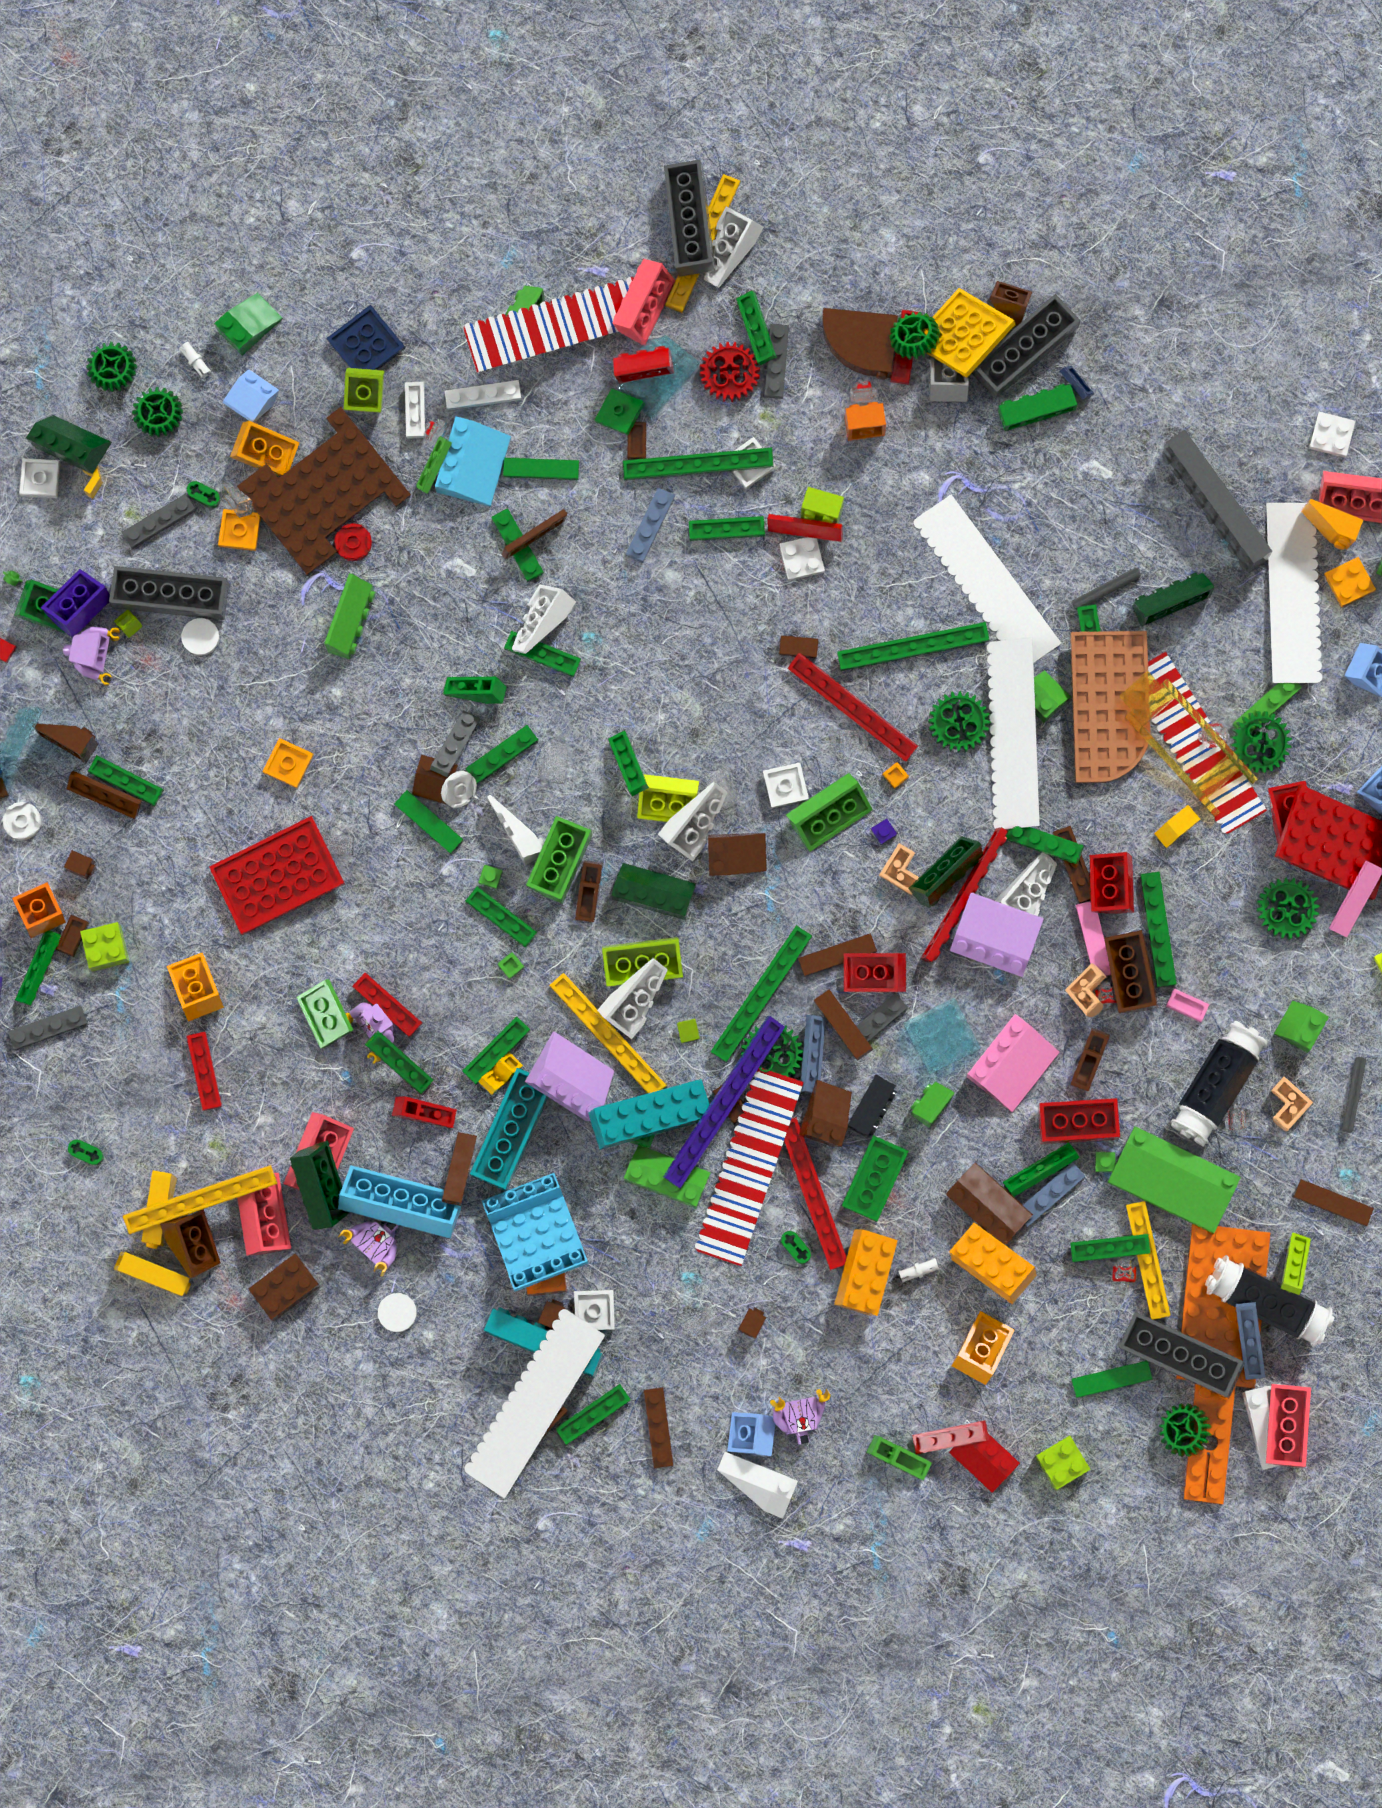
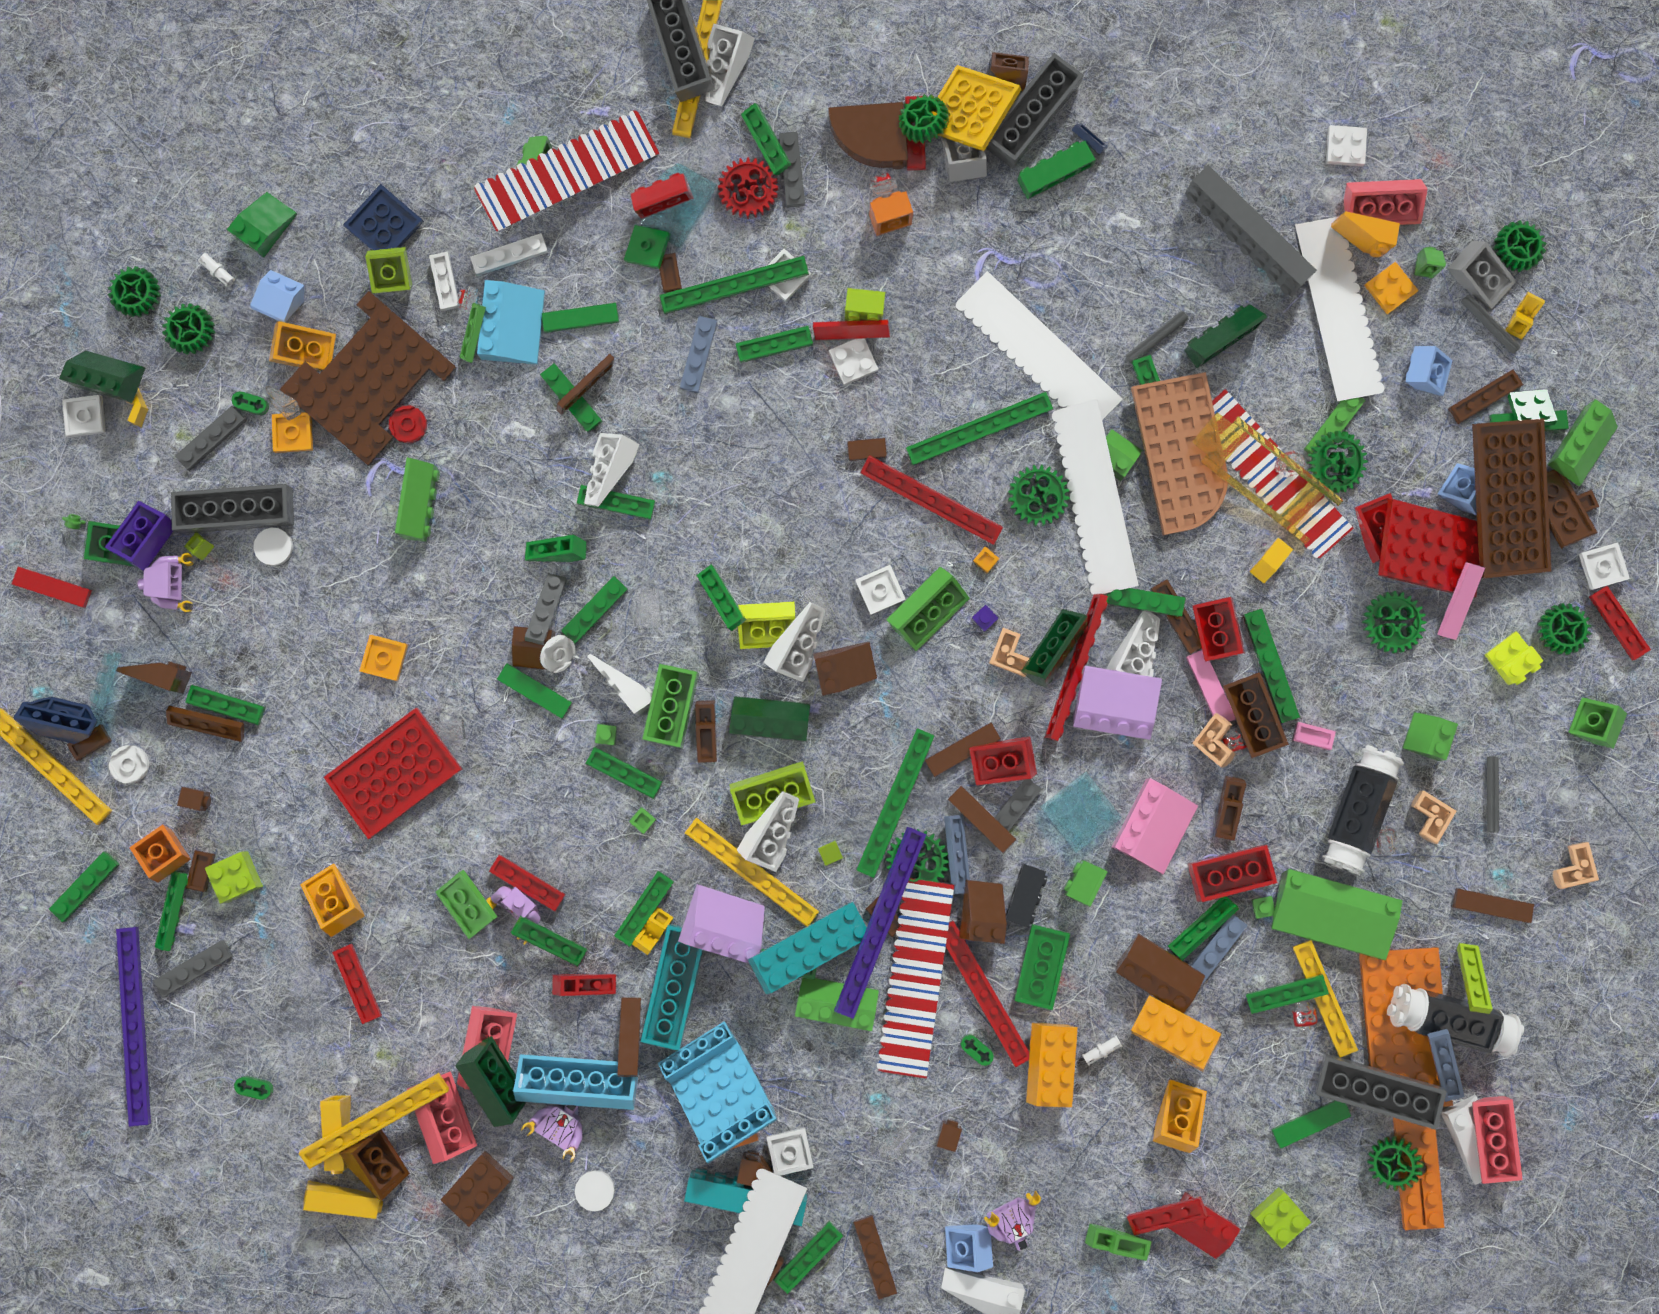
camera: 15 degrees left, 5 degrees up
(644, 301) = (650, 132): coral slope -> none

